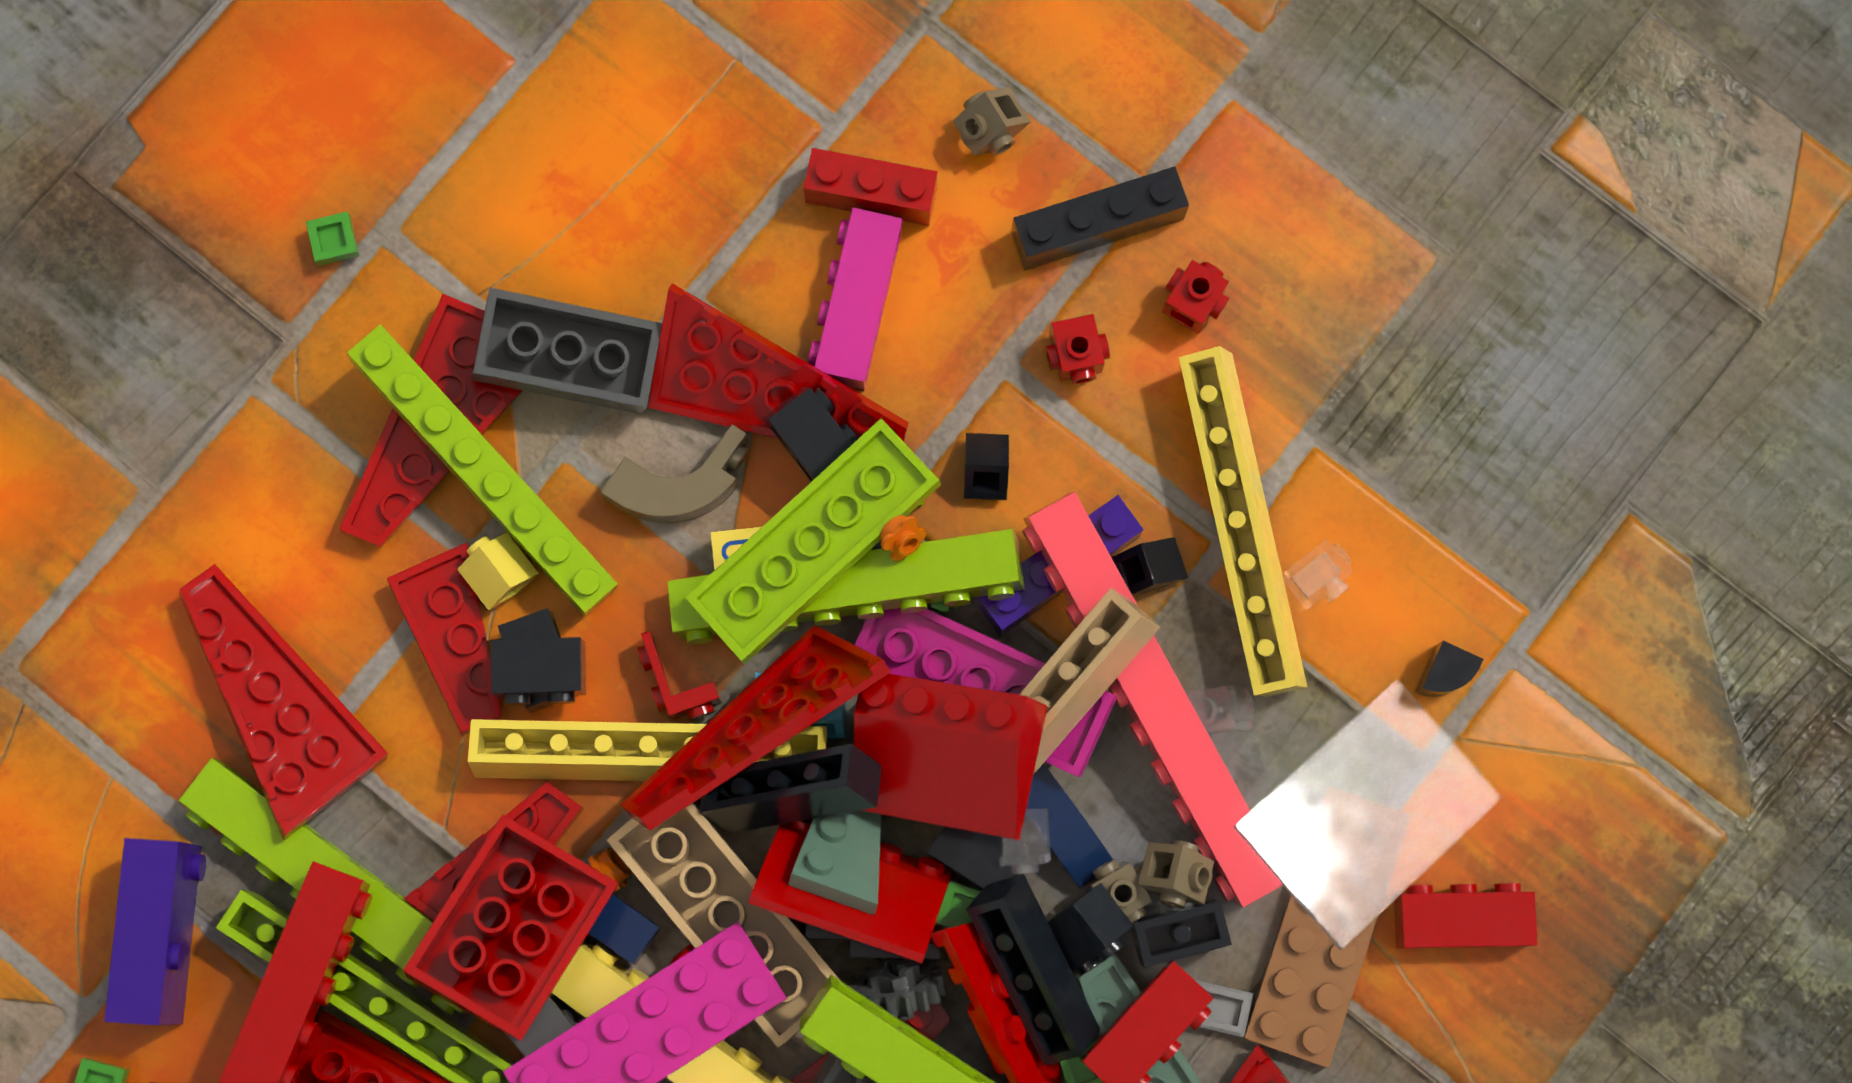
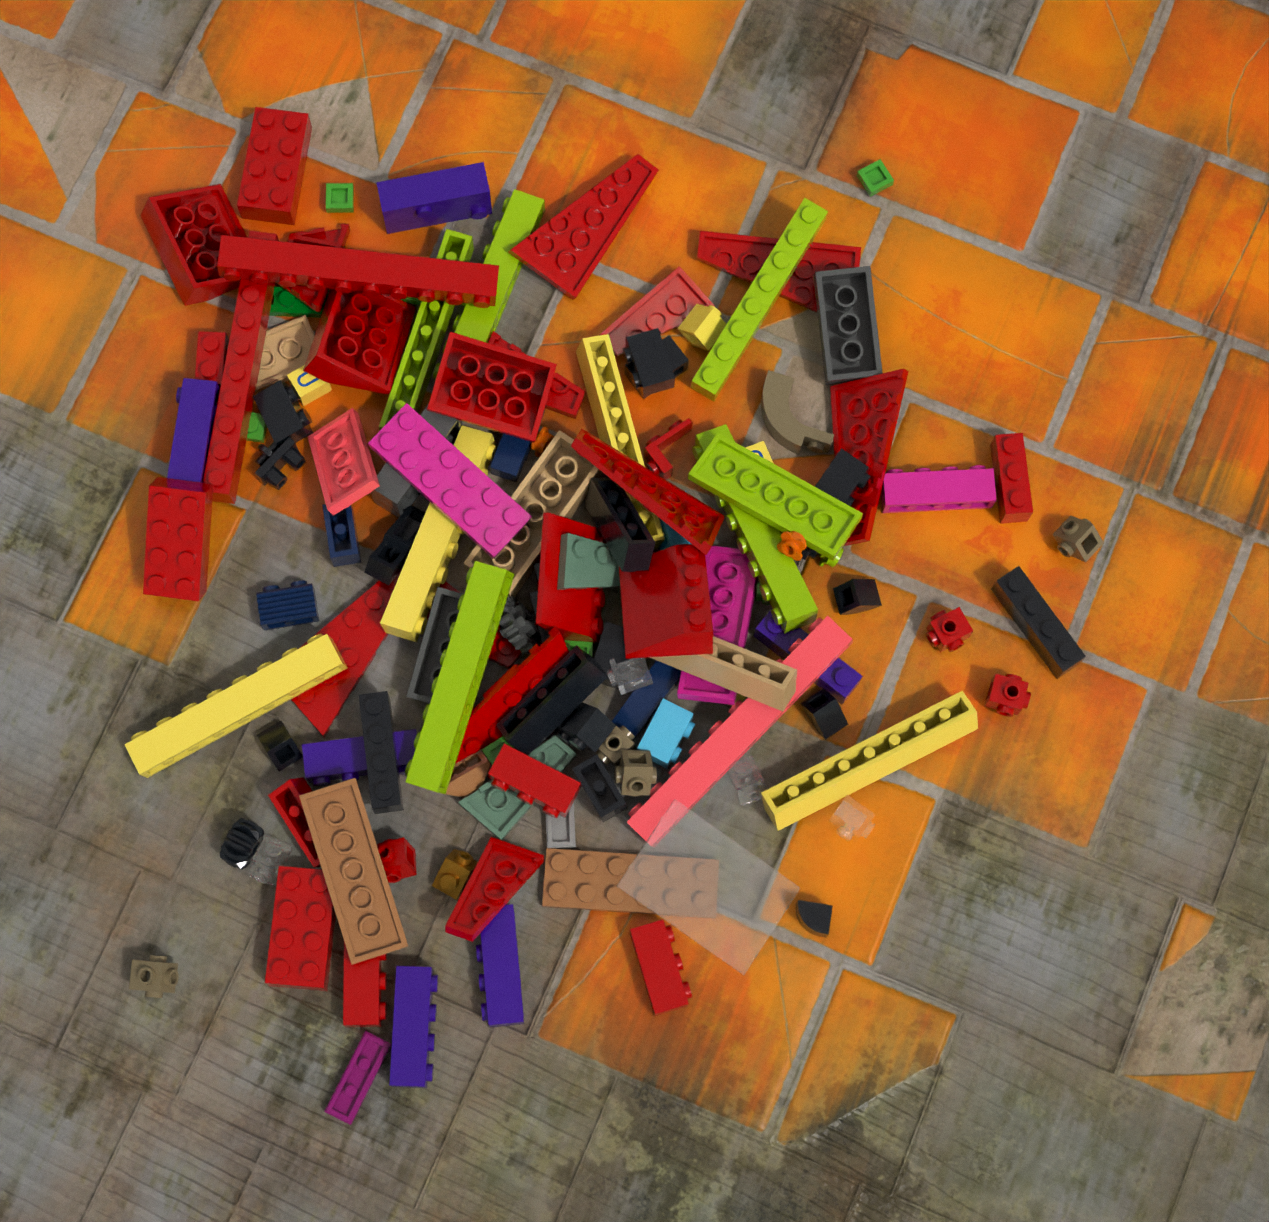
camera: 75 degrees right, 5 degrees down
(1123, 810) = (666, 733): none -> medium azure brick

